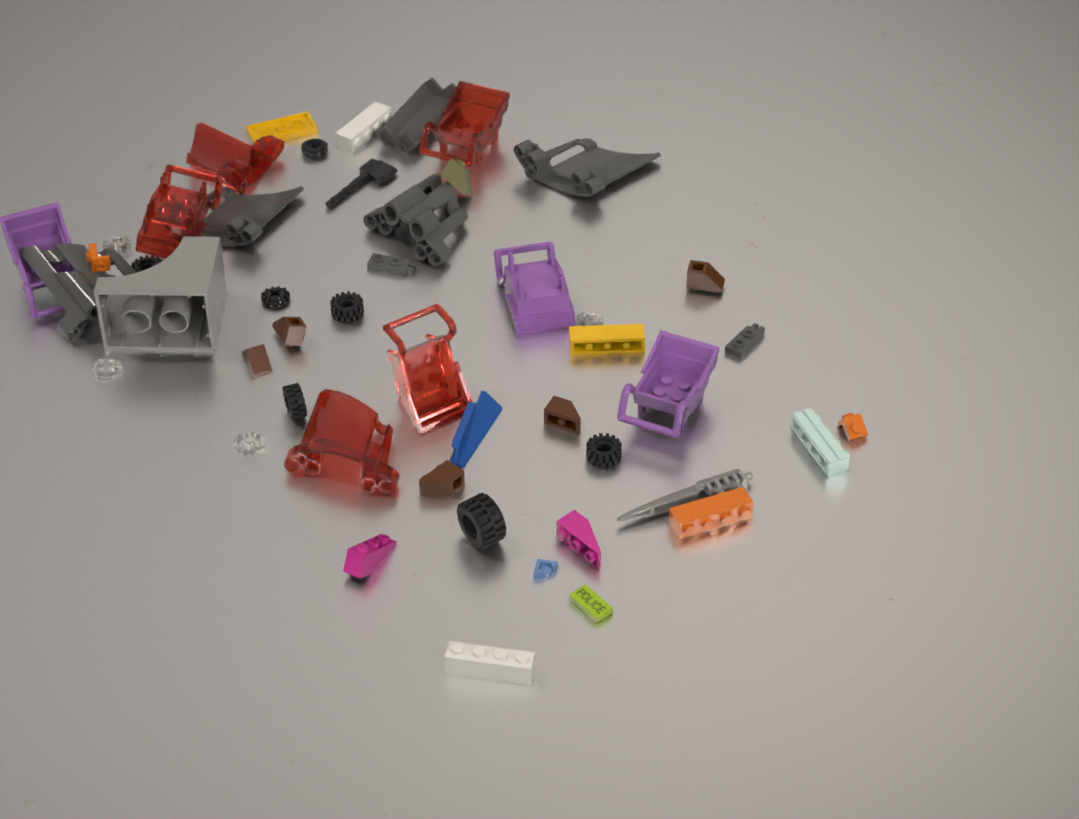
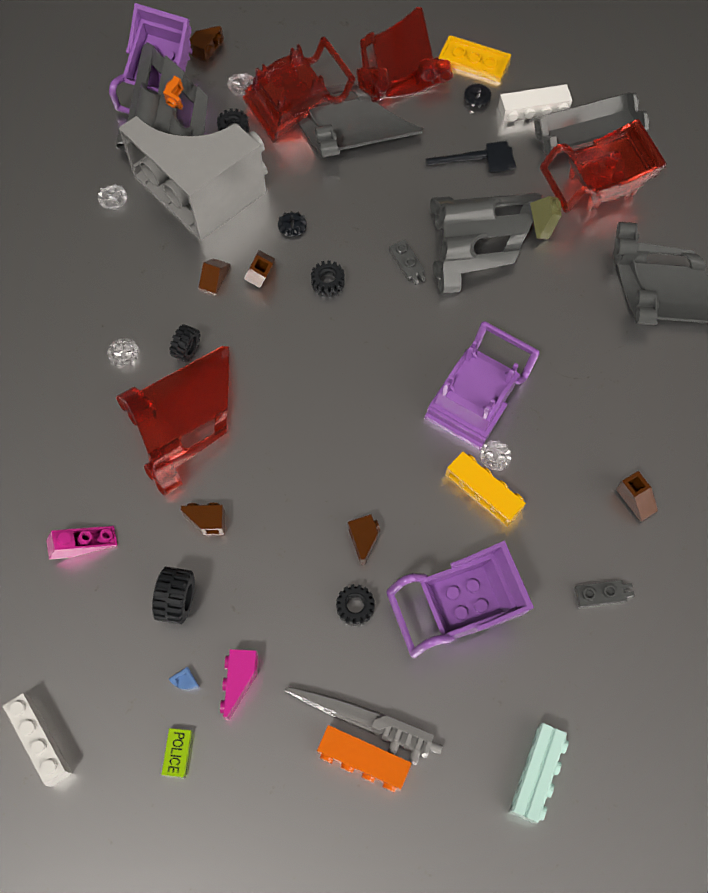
camera: 45 degrees right, 25 degrees up
(427, 375) = (285, 411): clear red piece -> none
(473, 428) = (285, 485): blue wedge -> none
(853, 426) = (588, 783): orange bracket -> none

